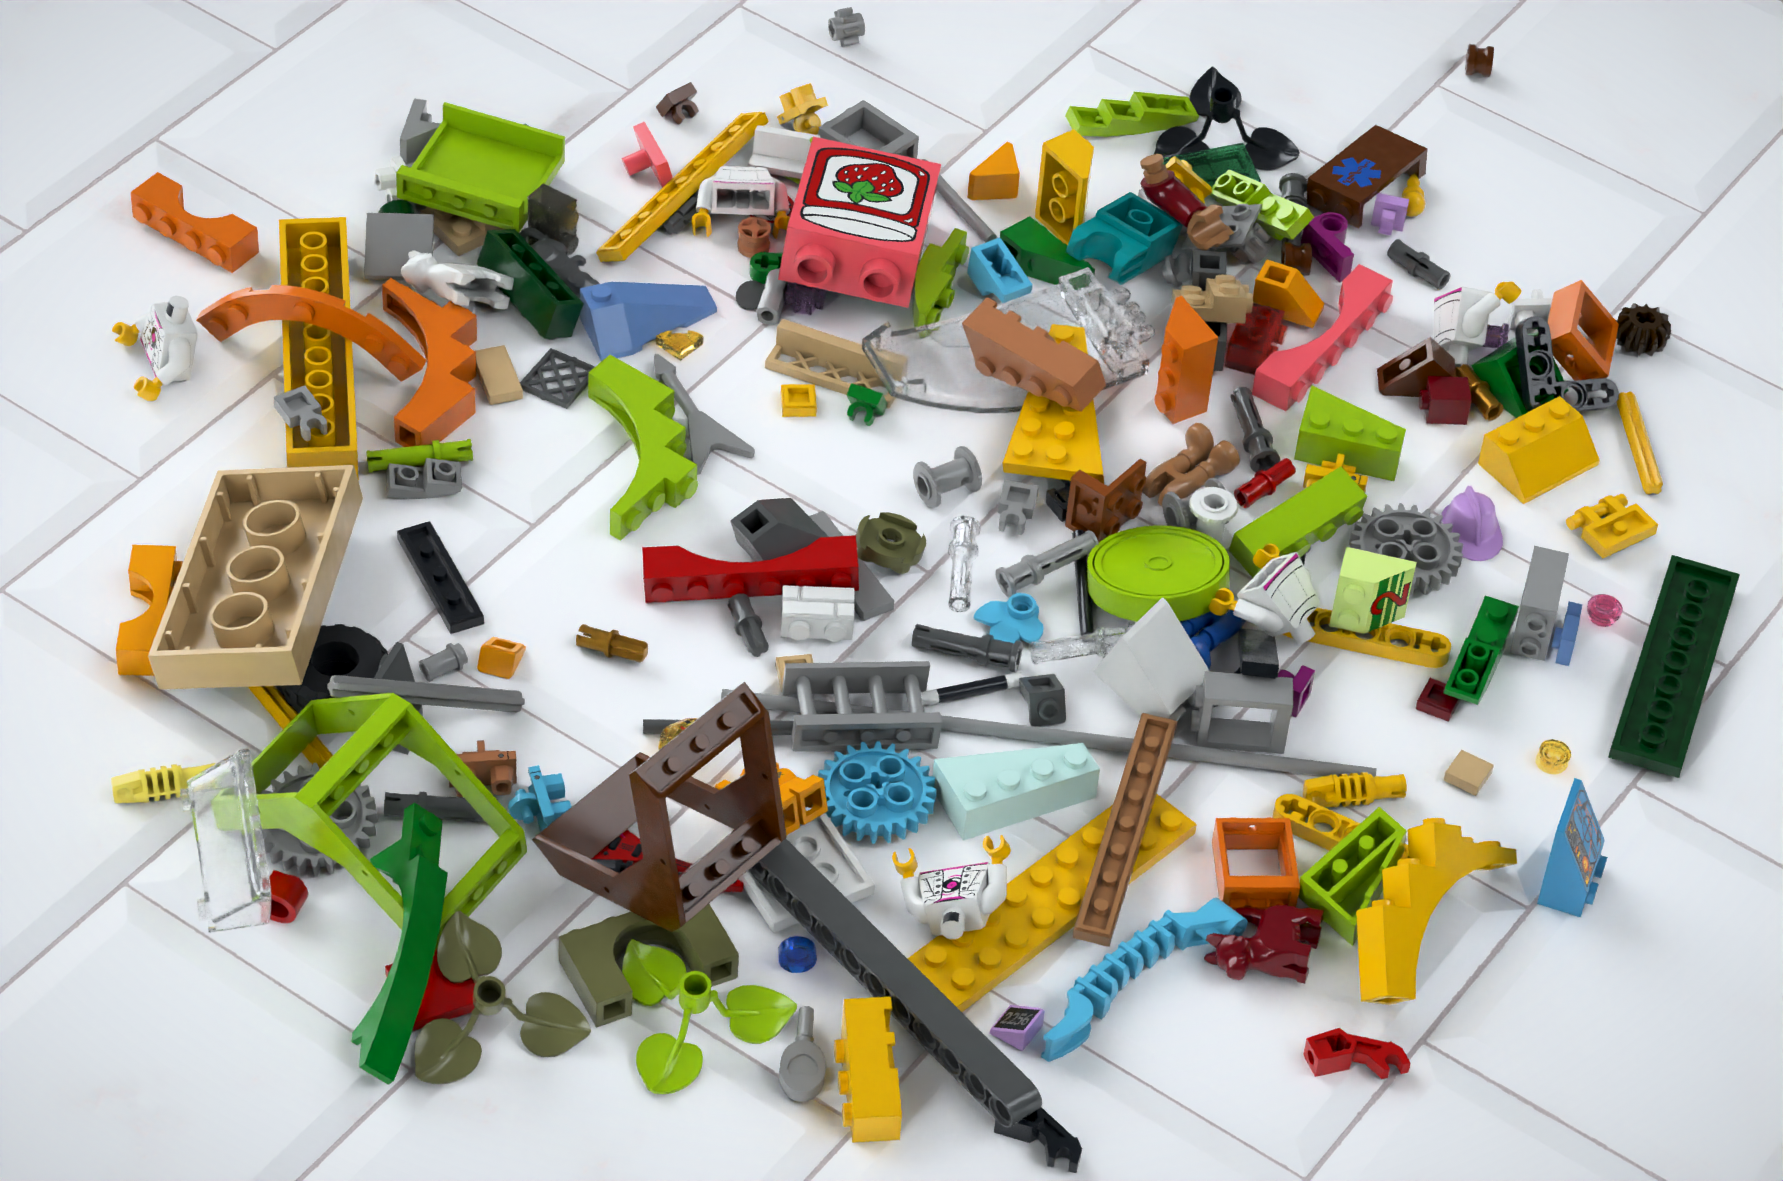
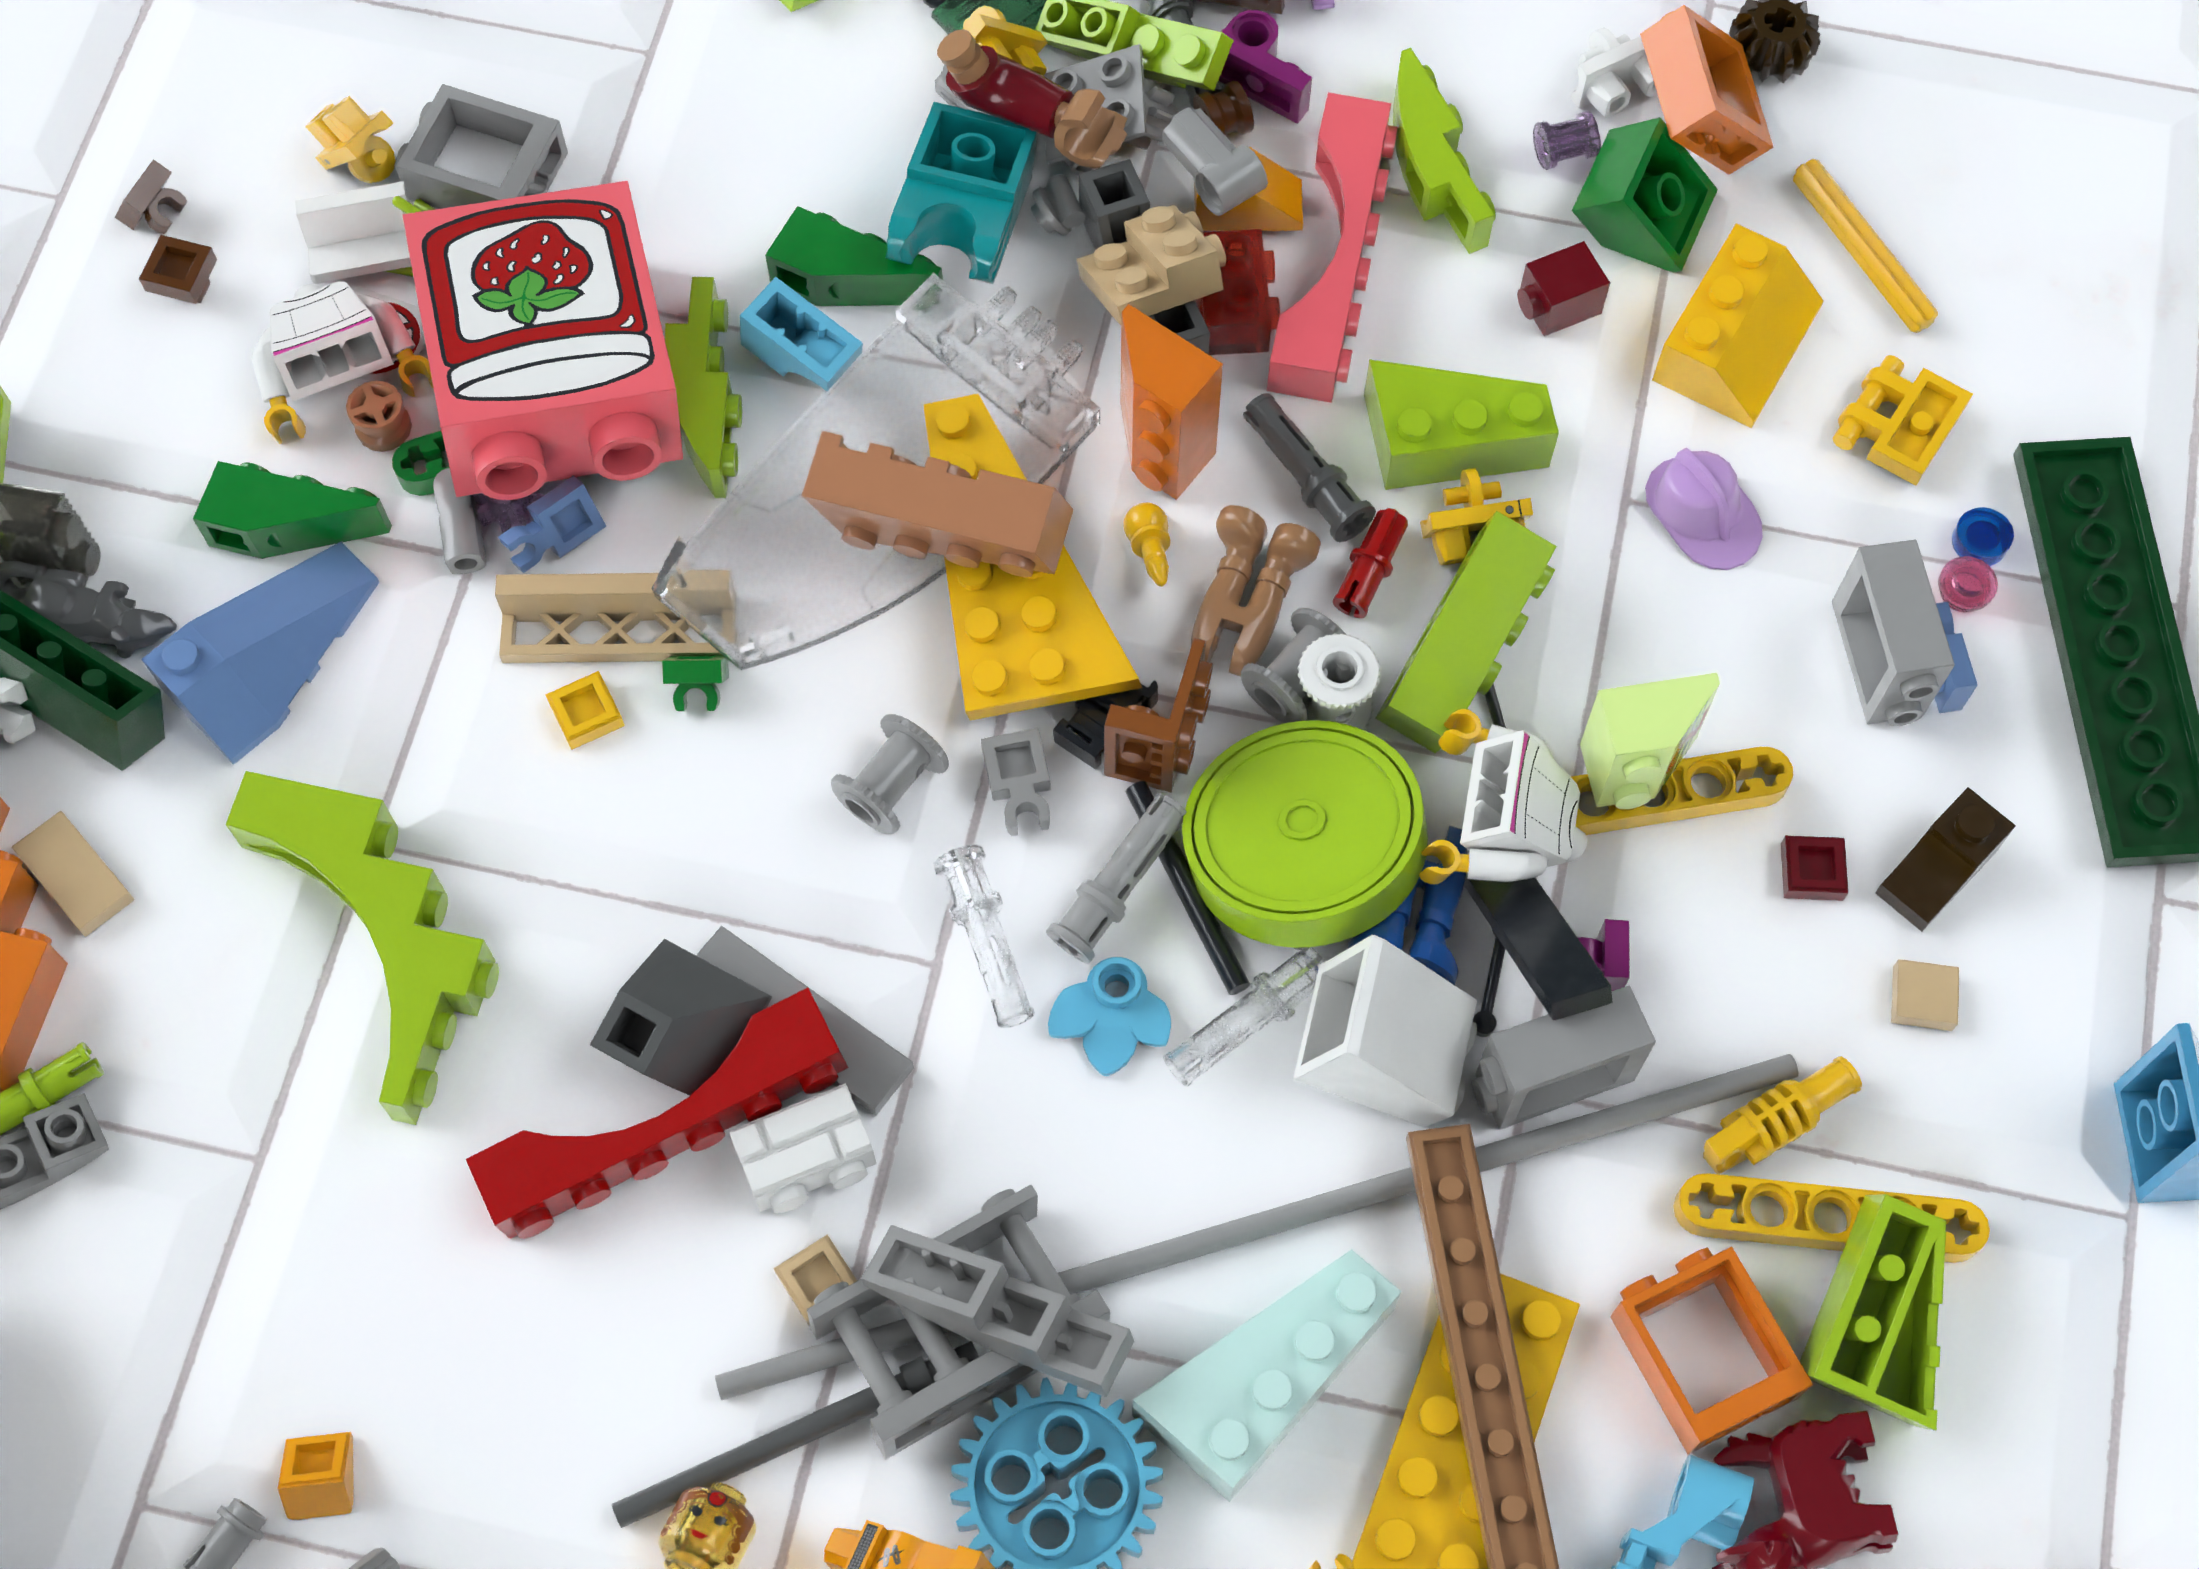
camera: 20 degrees left, 20 degrees up
(440, 577) = (147, 1350): black tile -> none
(545, 394) = (136, 825): dark grey window -> none
(612, 643) = (494, 1368): pearl gold axle -> none
(648, 156) = (143, 327): coral tile -> none
(679, 137) = (179, 269): none -> reddish brown tile
(679, 260) = (277, 515): none -> green slope
(679, 344) = (346, 675): clear yellow tile -> none
(681, 187) = (221, 365): yellow tile -> none
(682, 216) = (244, 416): dark grey axle -> none
(704, 431) = (461, 840): light grey piece -> none
(748, 624) = (700, 1220): dark grey axle -> none
(749, 294) = (418, 526): dark grey sticker -> none
(828, 313) = (560, 522): none -> medium blue plate
(877, 690) = (998, 1311): none -> light grey slope
(897, 555) = (850, 977): olive plate -> none
(964, 210) = (668, 212): light grey bar -> none
(971, 689) = (1108, 1182): black bar -> none
(983, 649) = (1098, 1098): dark grey pin -> none
(995, 176) = (708, 140): light orange slope -> none
(1044, 699) = (1231, 1154): dark grey bracket -> none
(1064, 183) = (834, 134): yellow slope -> none
(1147, 430) = (1149, 537): none -> yellow bar
(1271, 267) = (1220, 170): none -> light grey piece
(1395, 925) = (1999, 1328): yellow arch -> none
(1408, 309) = (1429, 156): none -> lime slope
(1409, 371) = (1494, 253): reddish brown slope -> none
(1412, 538) = (1612, 563): light grey gear -> none
(1418, 264) = (1366, 34): dark grey pin -> none
(1464, 315) = (1533, 136): white torso -> none
(1480, 393) = (1615, 262): pearl gold axle -> none
(1481, 650) = (1840, 761): green slope -> none
(1517, 716) = (1945, 859): none -> dark brown arch
(1545, 383) = (1699, 200): black beam -> none
(1551, 764) = (2014, 897): clear yellow bush -> none
(1629, 592) = (1983, 535): none -> clear blue tile

